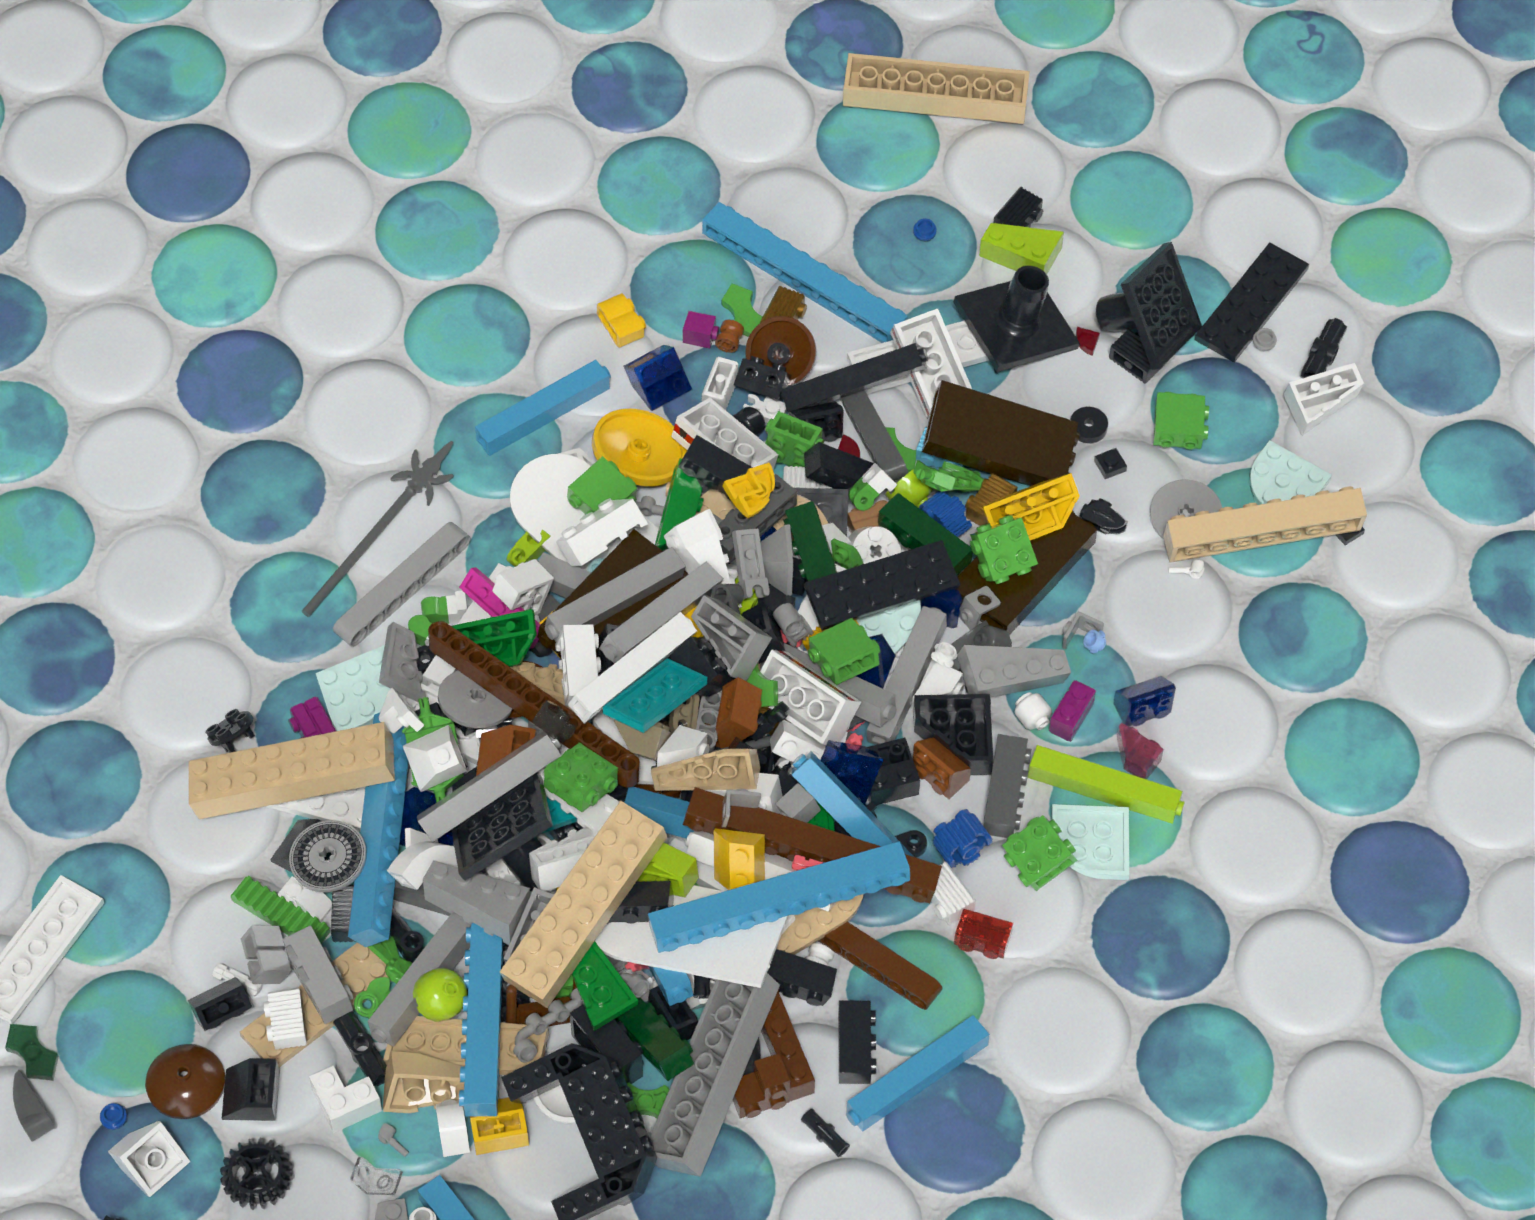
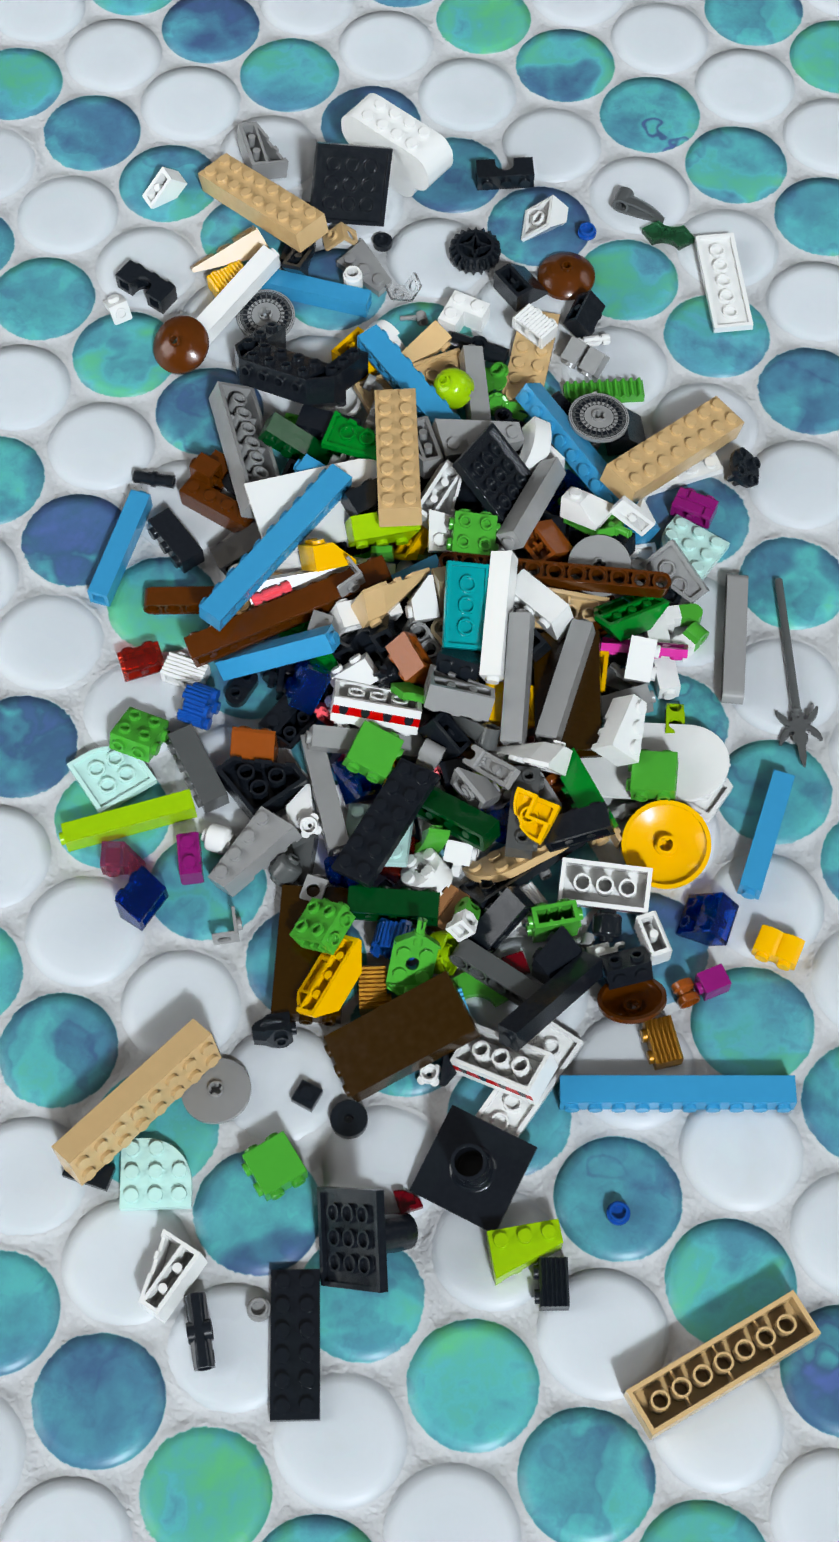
camera: 145 degrees right, 5 degrees up
(317, 975) = (536, 354): light grey wedge -> none
(554, 721) = (521, 546): clear smoke brick -> none
(738, 302) = (706, 1034): bright green tile -> none
(771, 353) = (630, 990): black bush -> none
(1095, 641) = (212, 926): light blue plate -> none

